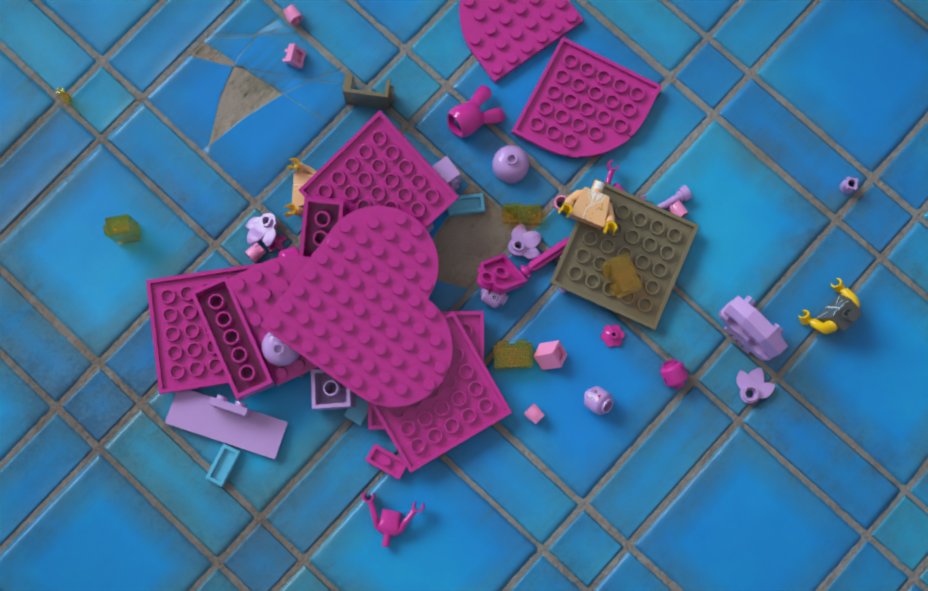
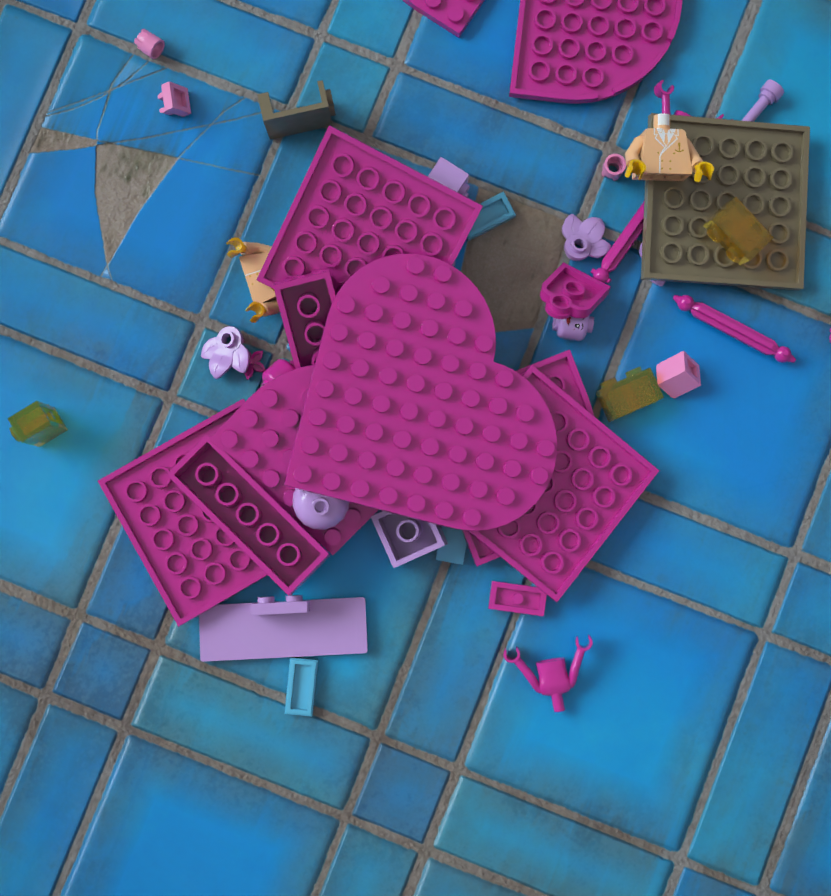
camera: 20 degrees left, 5 degrees up
(255, 252) = (229, 387): bright pink hose -> none
(470, 116) = (447, 90): dark pink piece -> none
(510, 164) = (525, 138): lavender cylinder -> none
(522, 214) = (566, 201): clear yellow slope -> none
(534, 413) = (686, 460): bright pink hose -> none
(598, 400) = (765, 411): lavender head -> none
(599, 338) = (734, 328): none -> dark pink wheel
(612, 340) = (742, 313): dark pink plant -> none
(678, 209) = (772, 115): bright pink hose -> none

